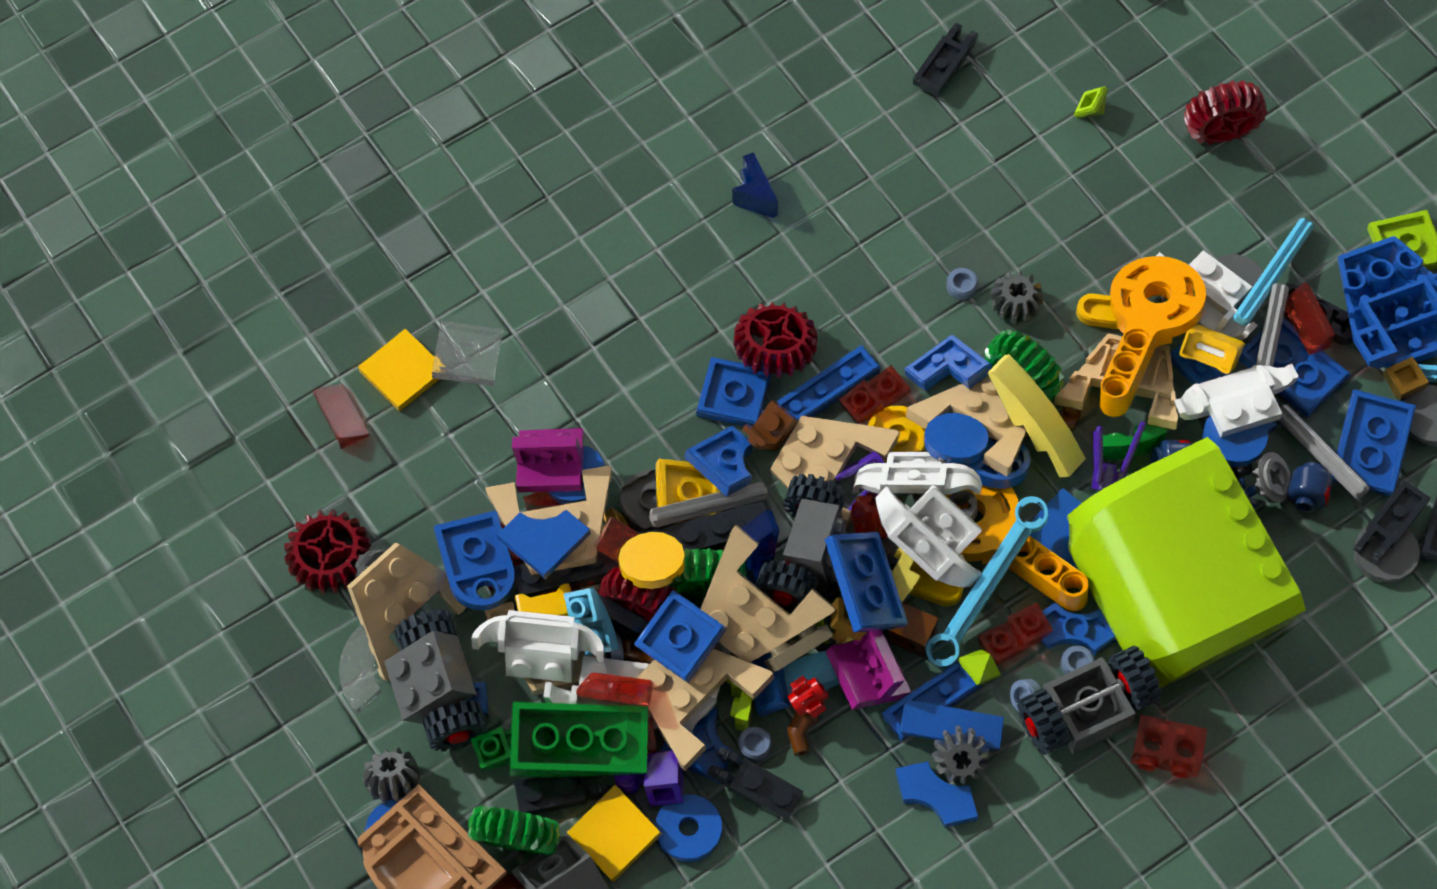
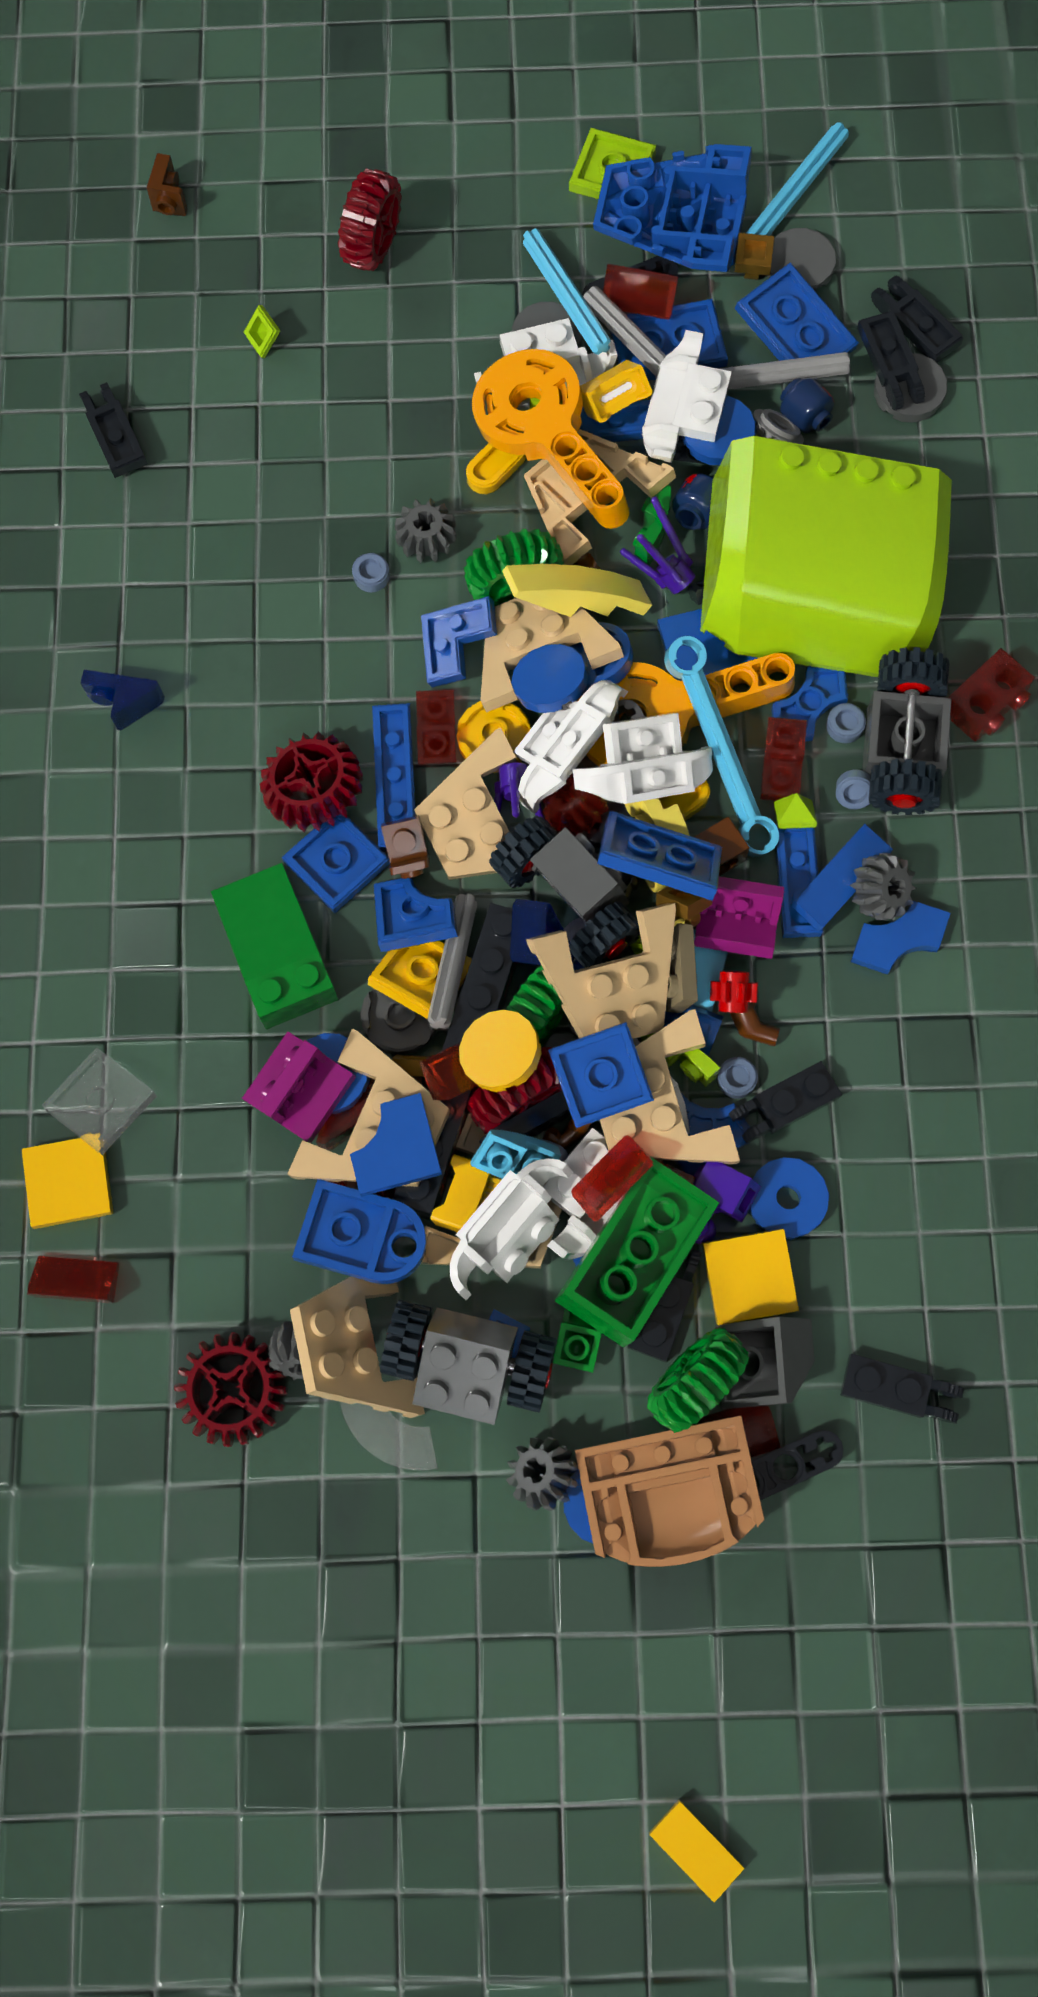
camera: 55 degrees left, 10 degrees up
(643, 392) = (273, 946): none -> green slope

